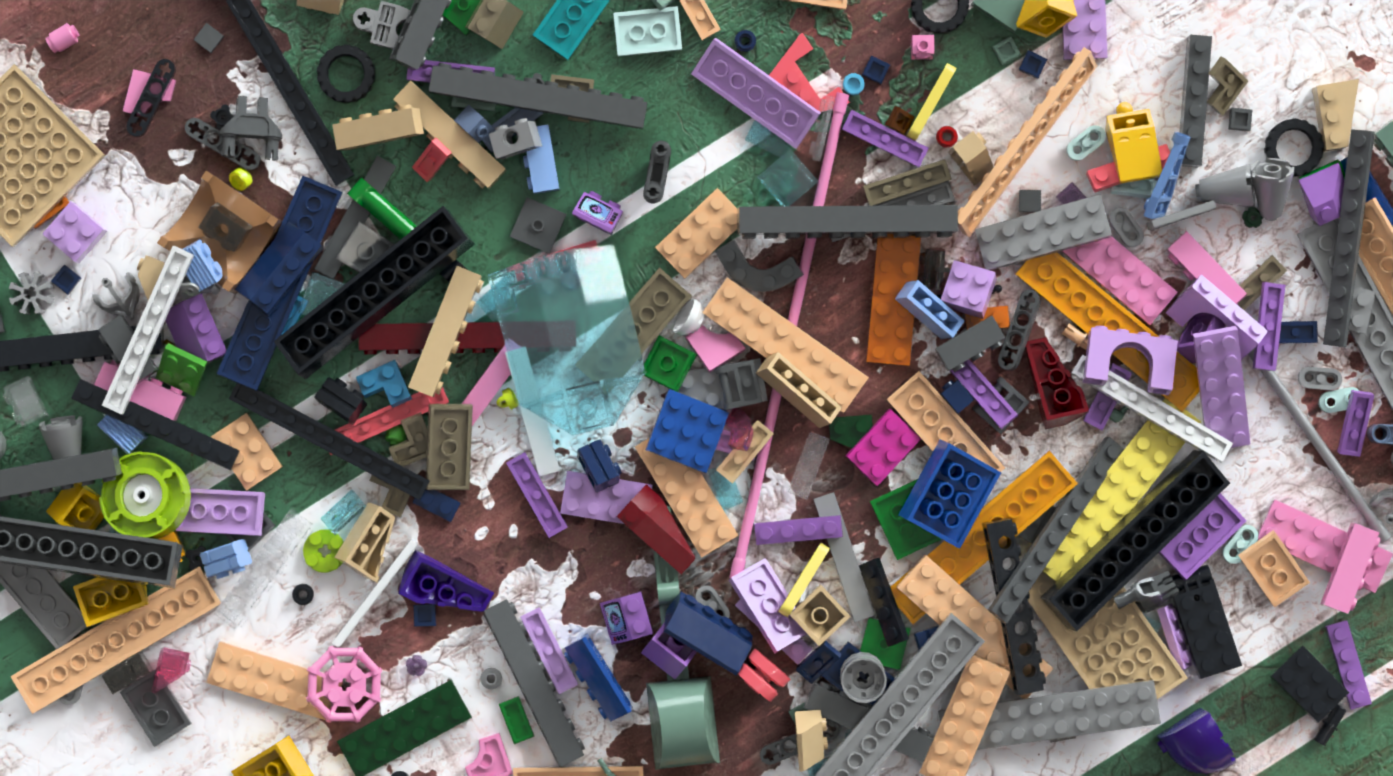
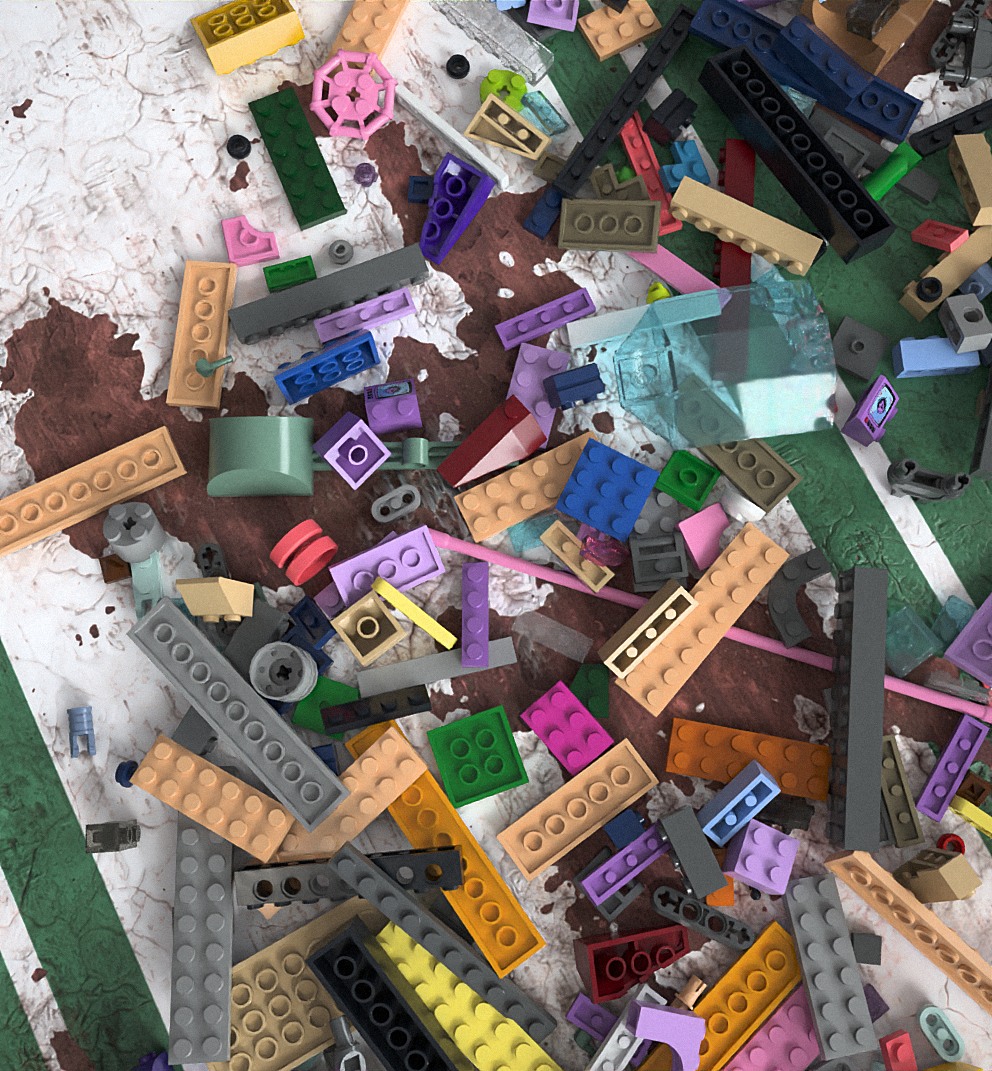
camera: 95 degrees right, 10 degrees down
(240, 179) = (920, 40): neon yellow tile -> none
(487, 163) = (931, 283): none -> black plate
(699, 233) = (838, 529): light nougat plate -> none
(707, 632) = (361, 489): dark blue slope -> none
(949, 493) = (503, 807): blue slope -> none

